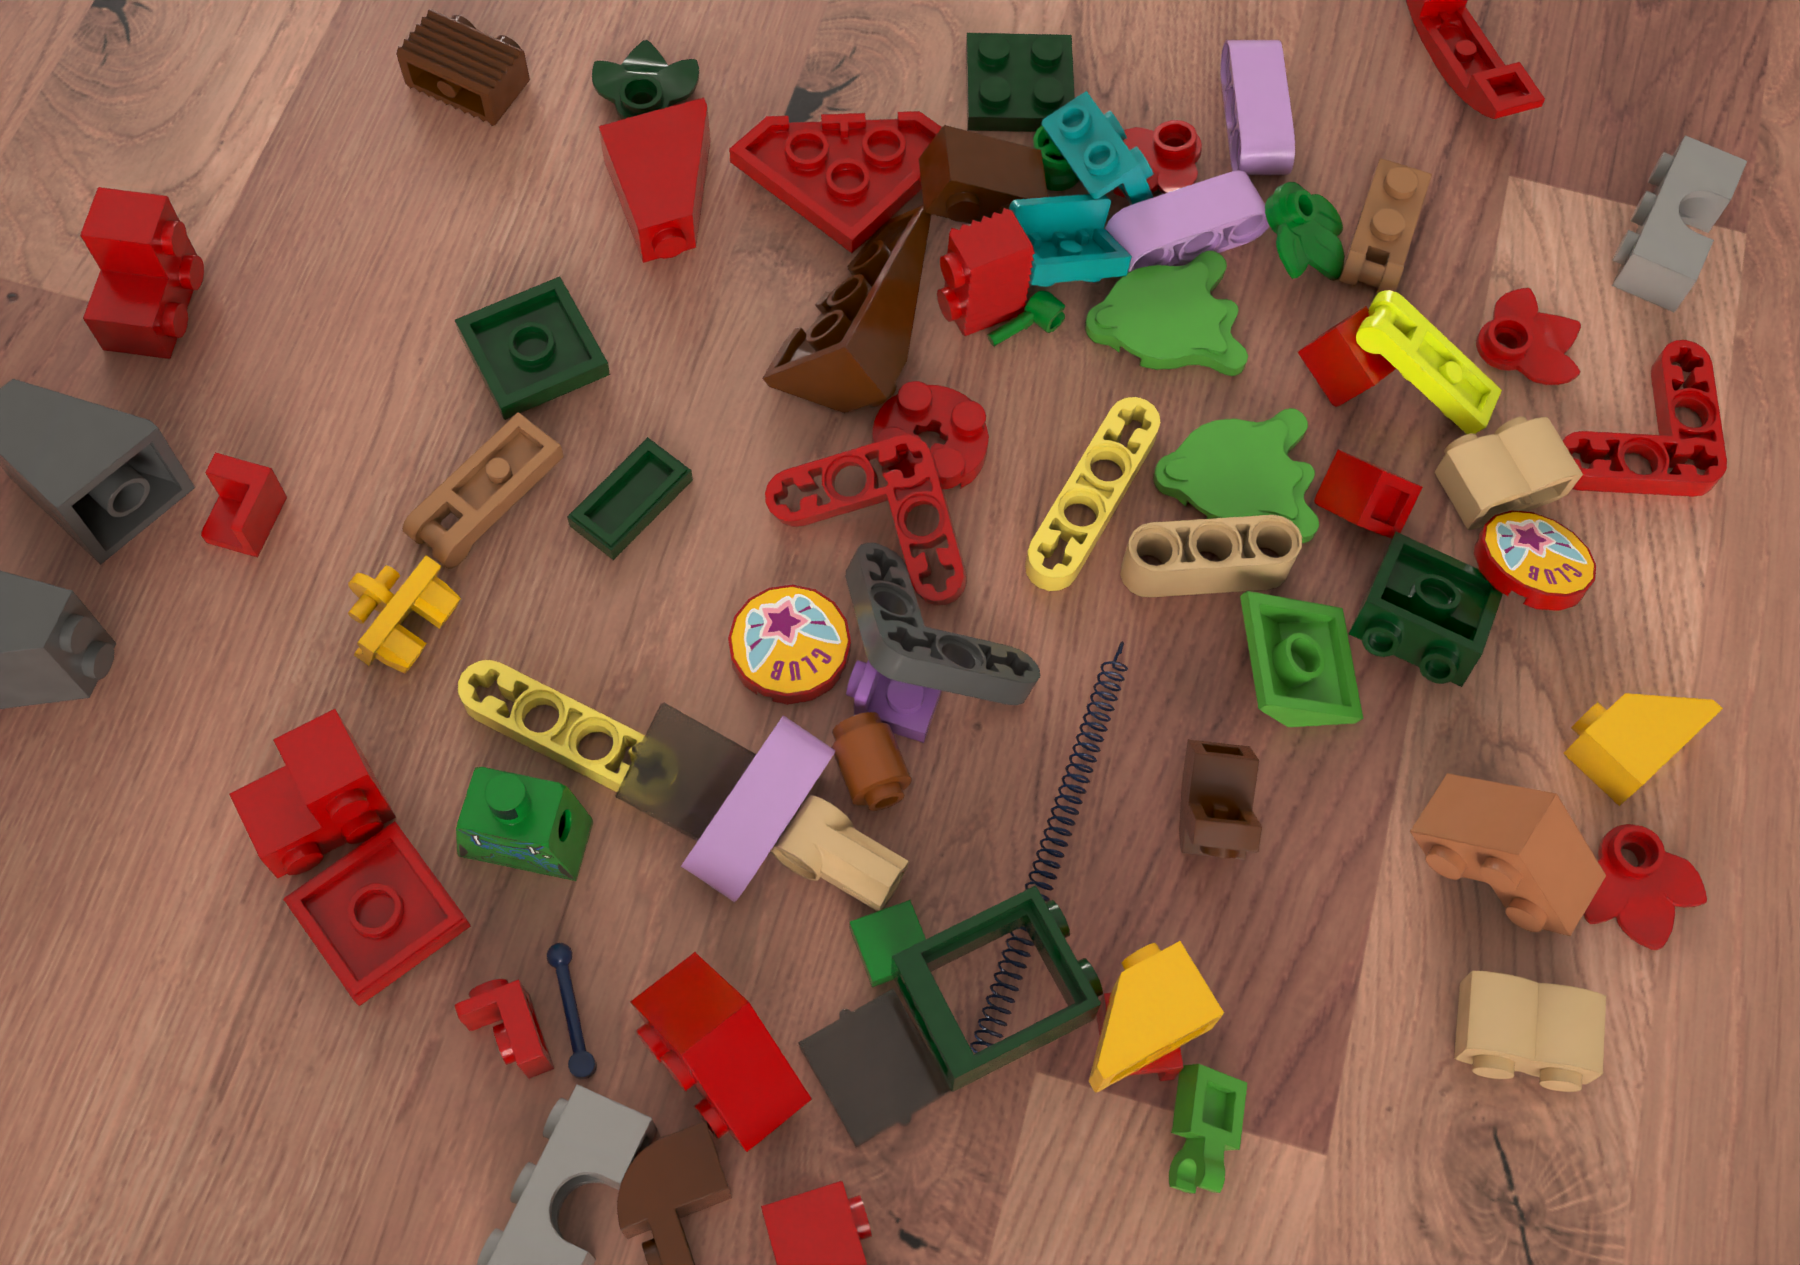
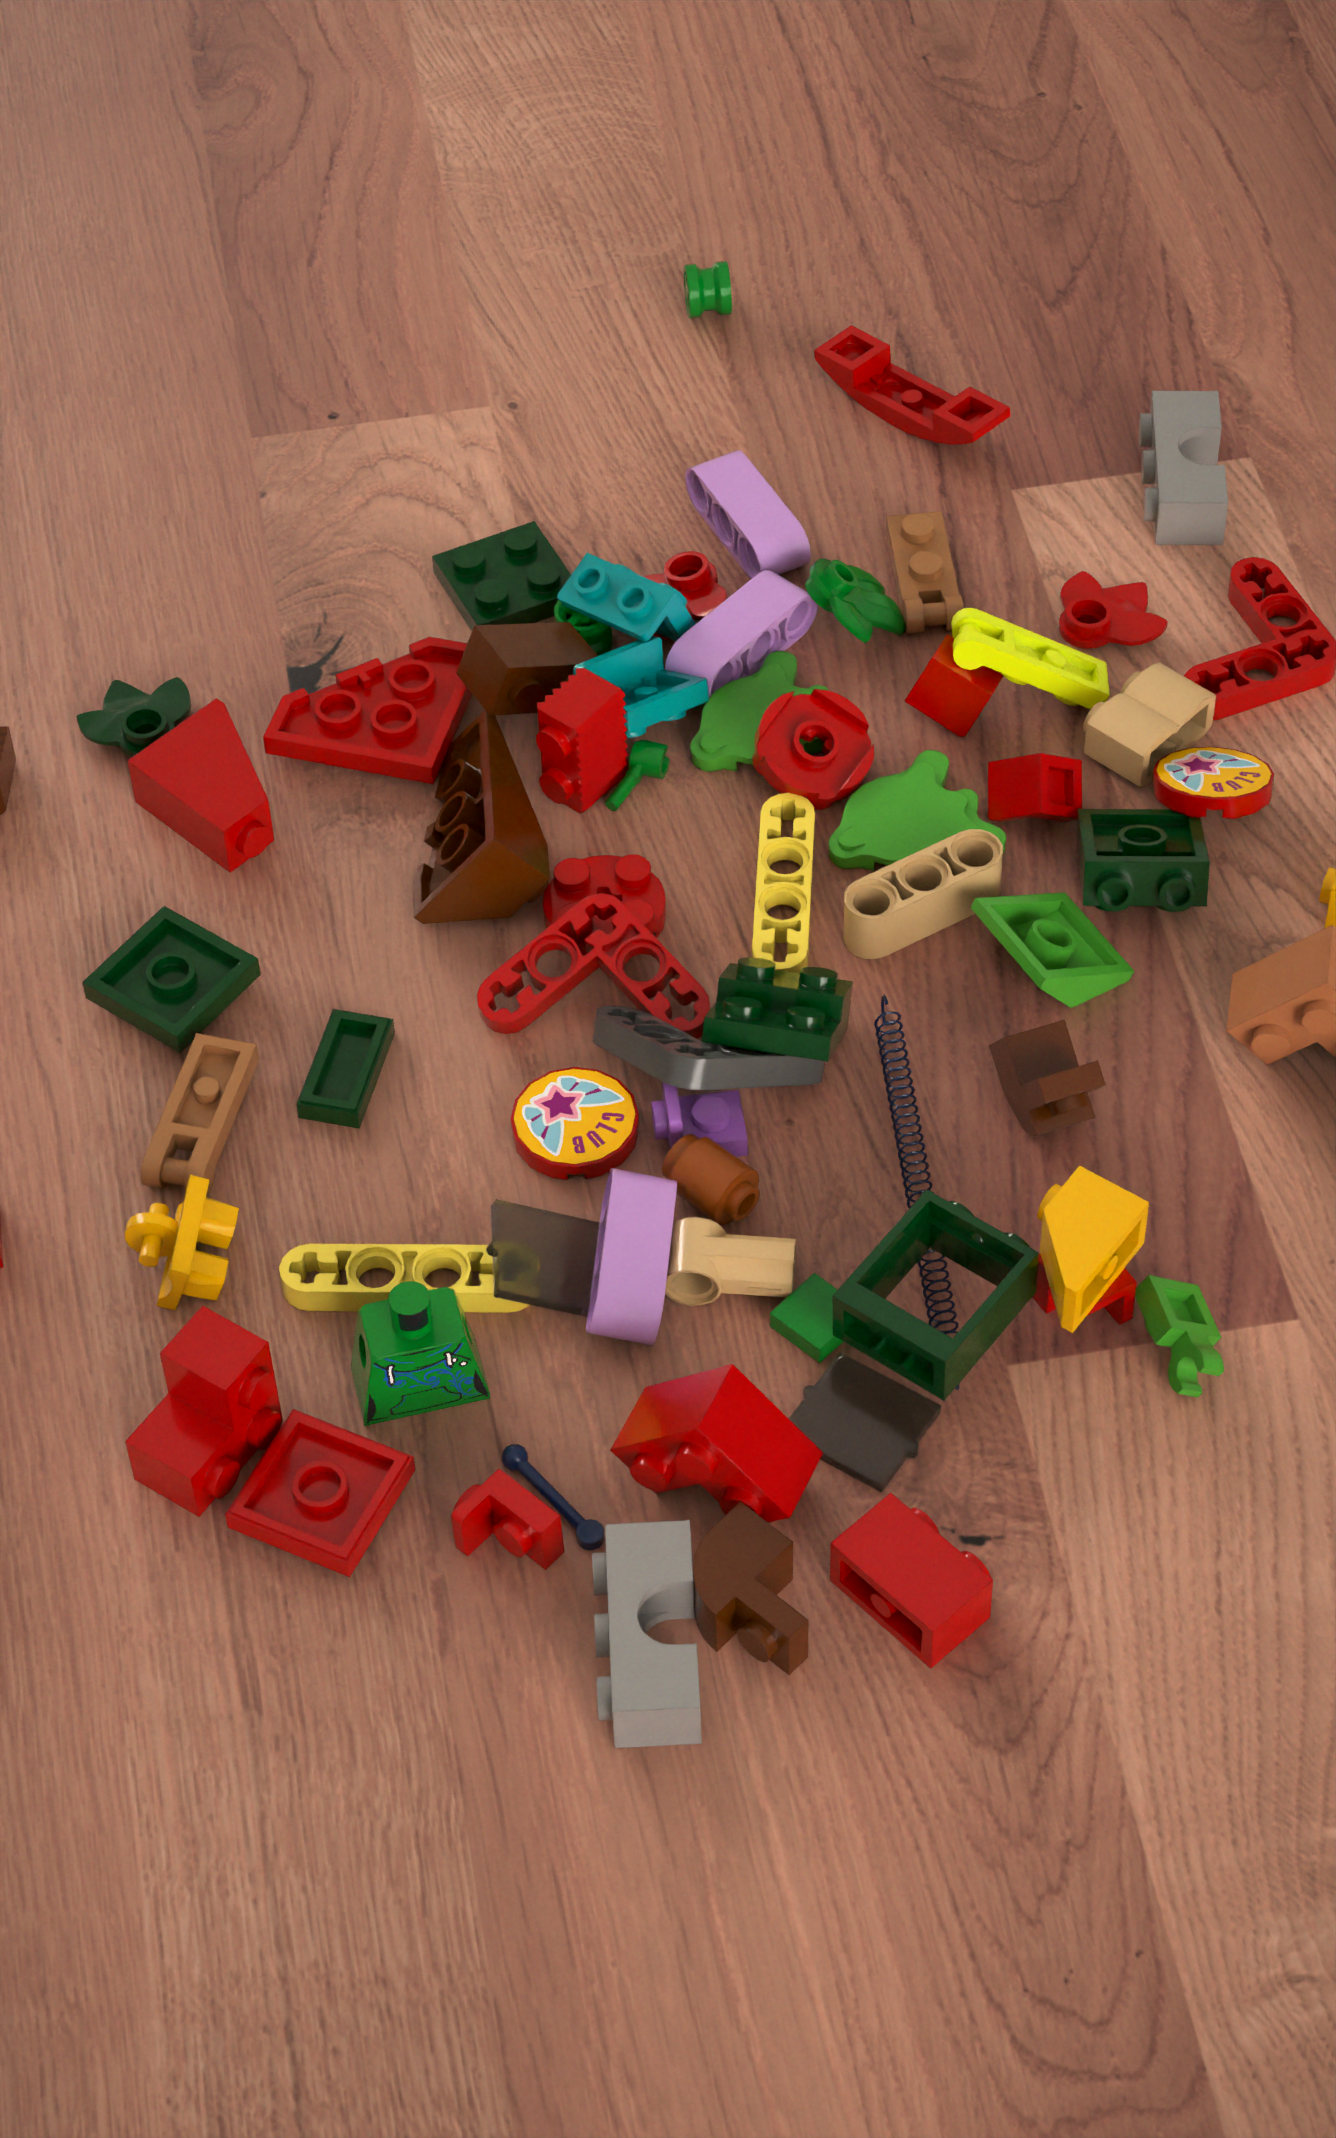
camera: 20 degrees left, 15 degrees down
(1013, 624) = (779, 1010): none -> dark green plate
(1196, 333) = (806, 716): none -> red plate

